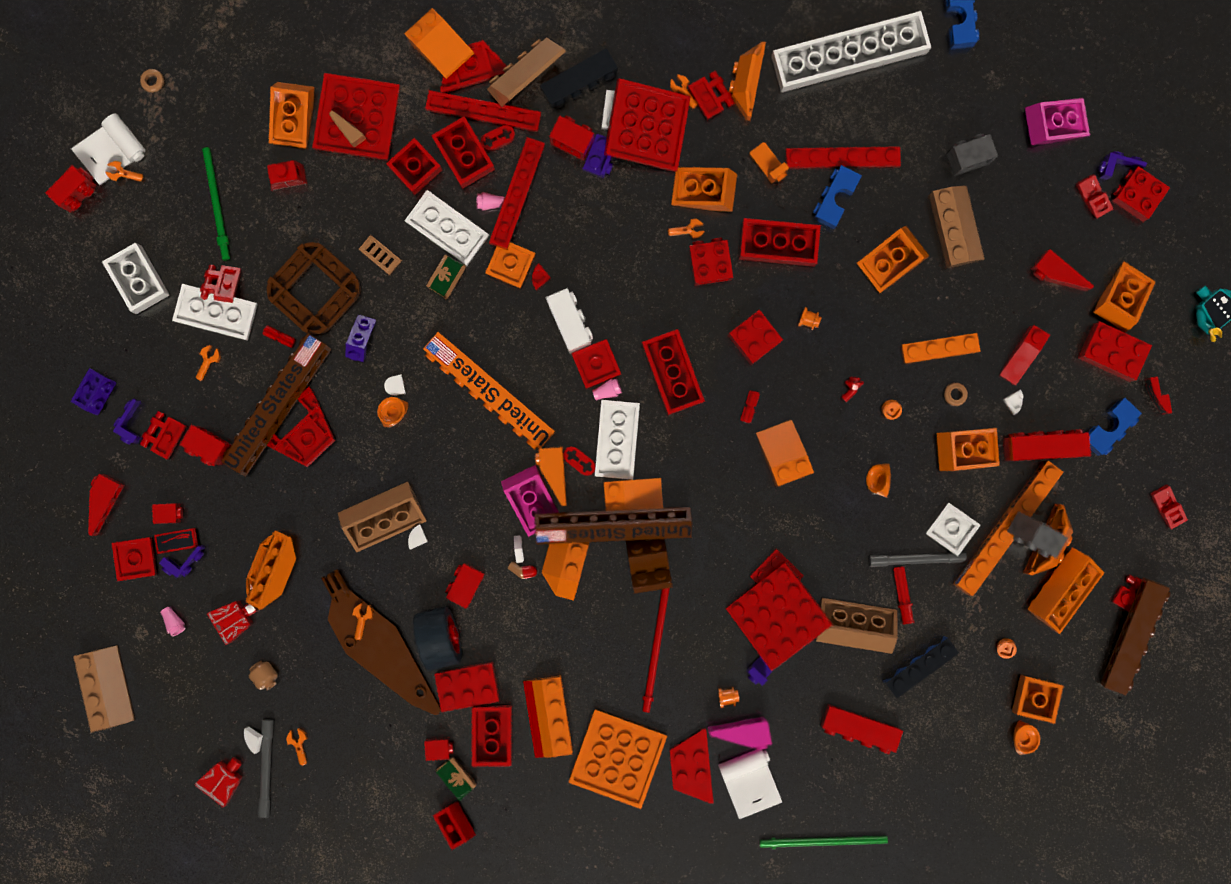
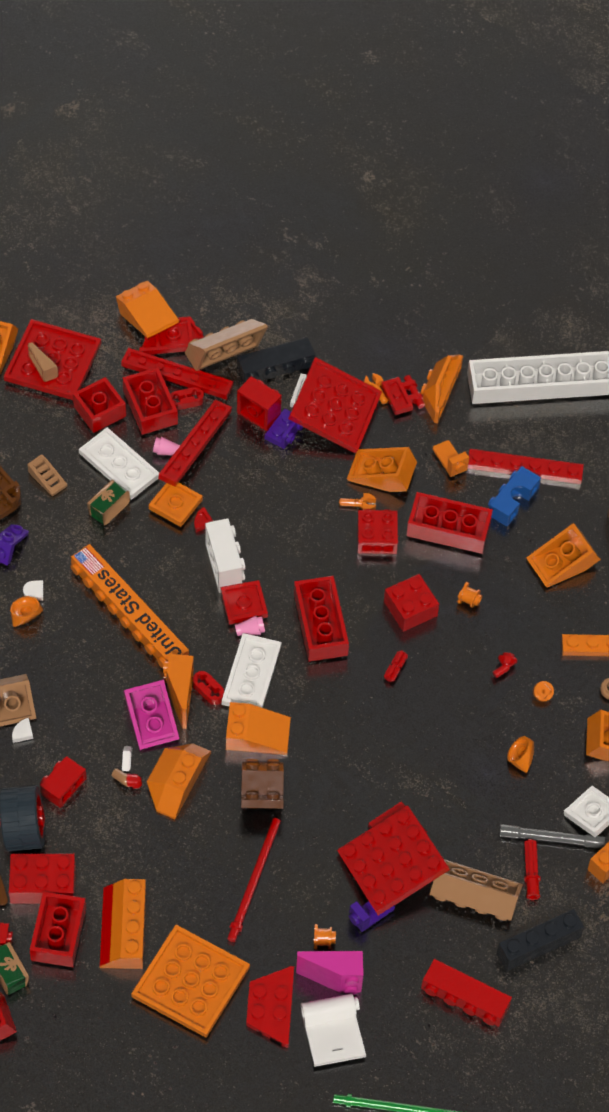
camera: 15 degrees right, 30 degrees down
(613, 525) = (231, 739): reddish brown brick -> none
(784, 453) = (425, 715): orange slope -> none

